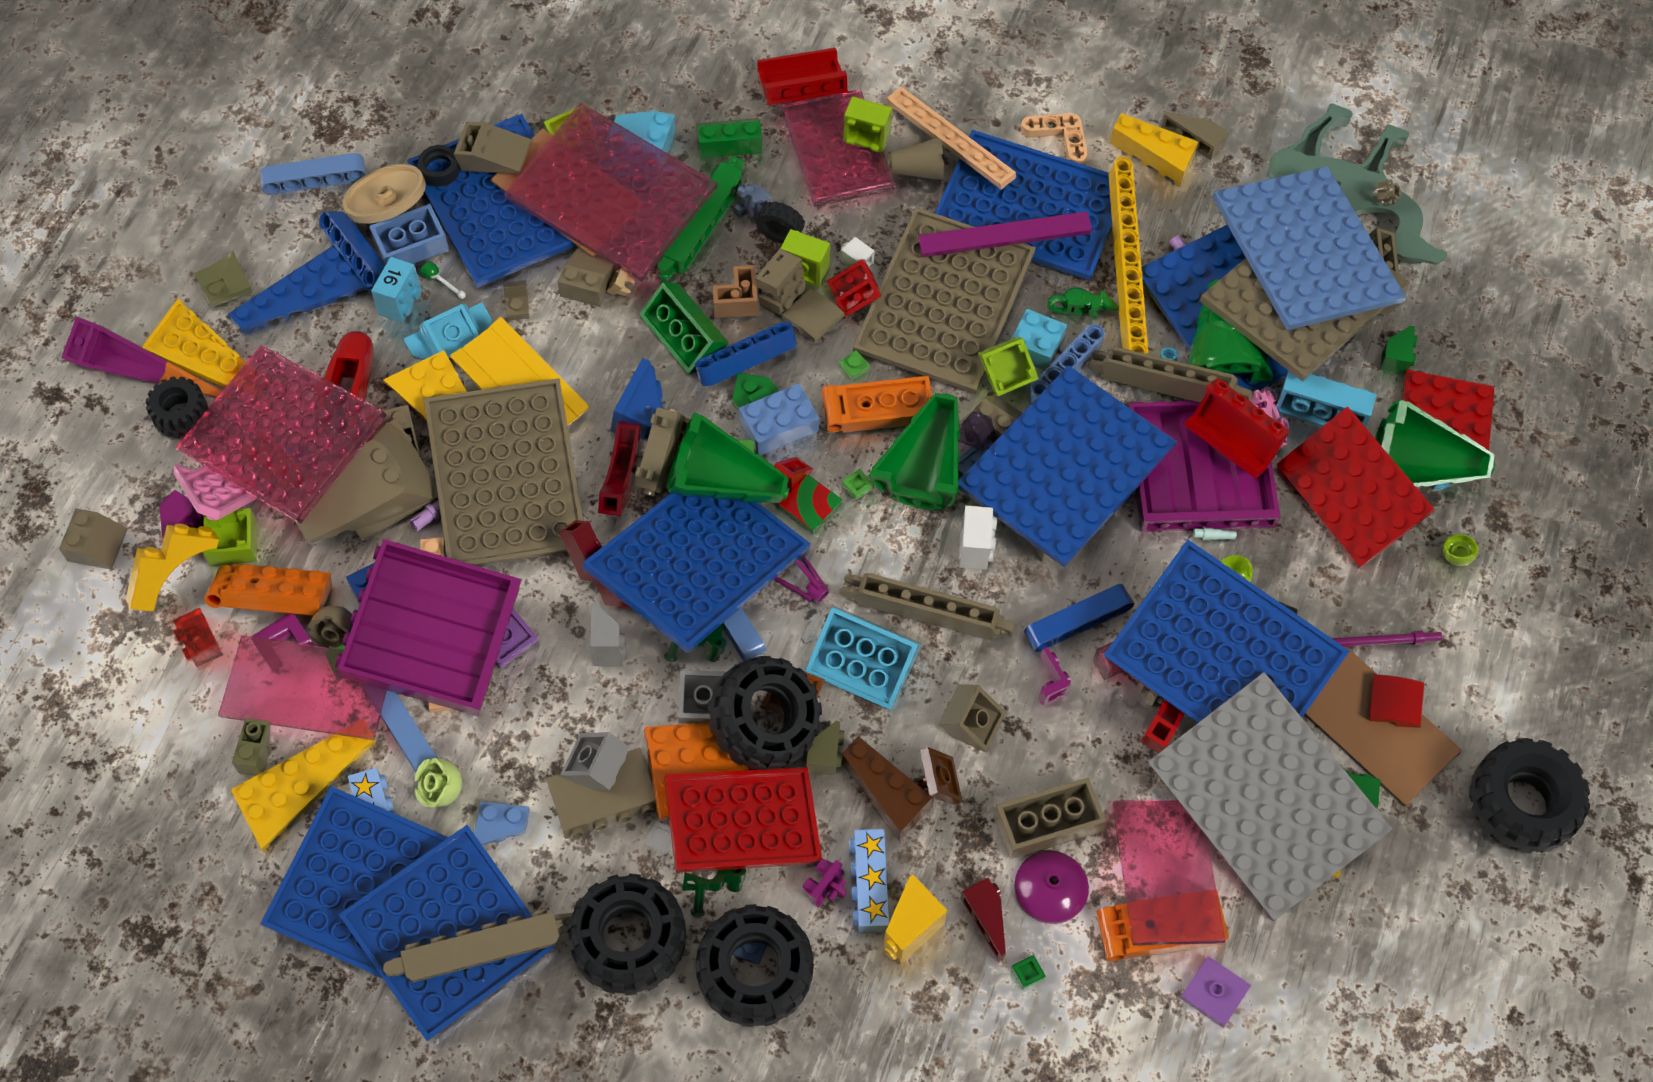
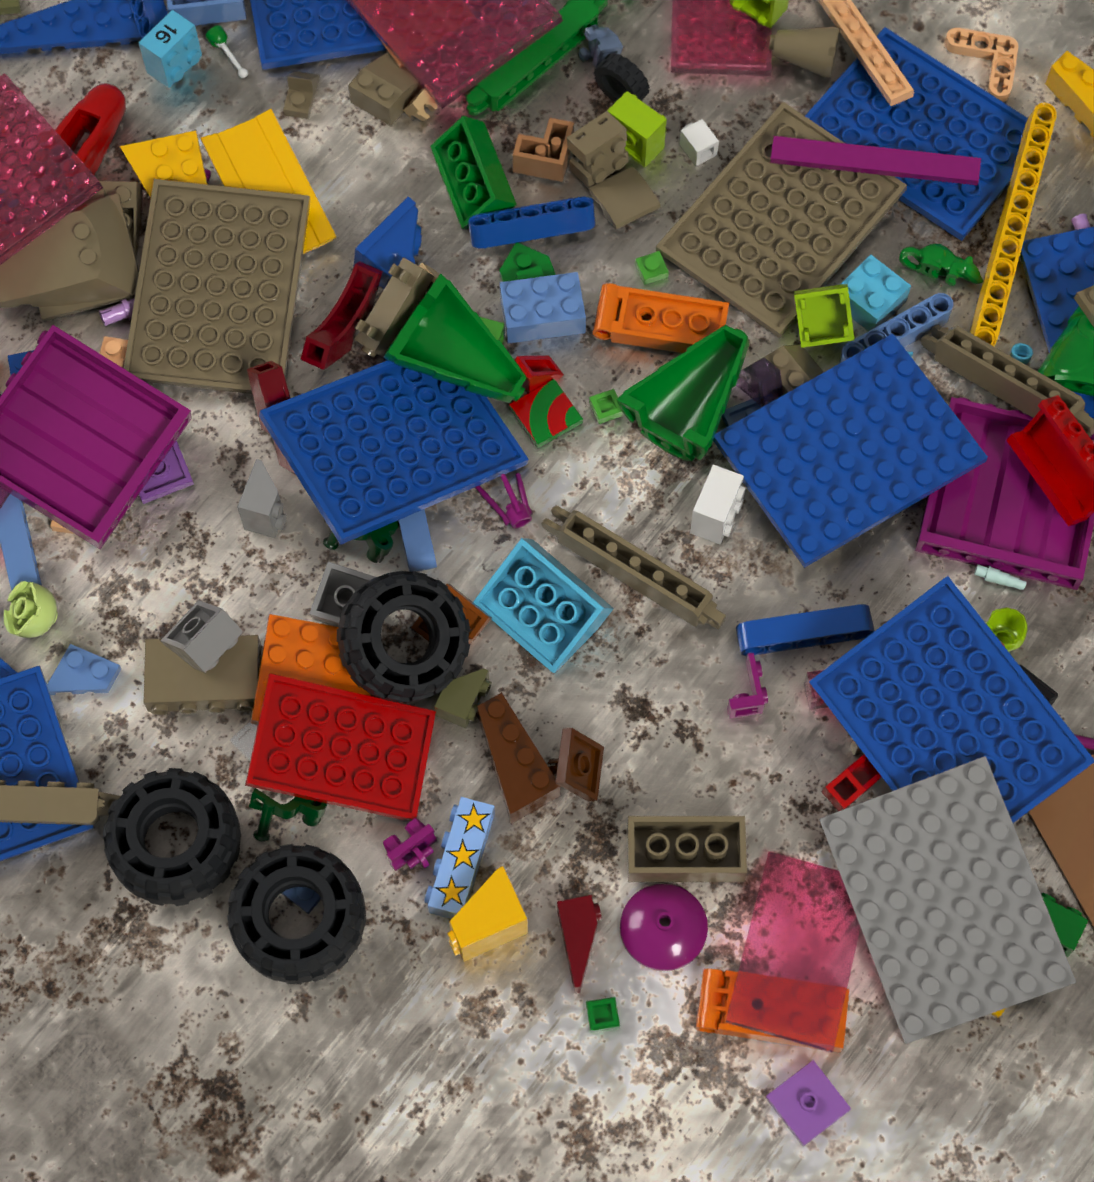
camera: 20 degrees right, 5 degrees up
(448, 331) = (214, 109): medium azure piece -> none
(854, 288) = (681, 178): red slope -> none
(972, 717) = (641, 708): dark tan slope -> none

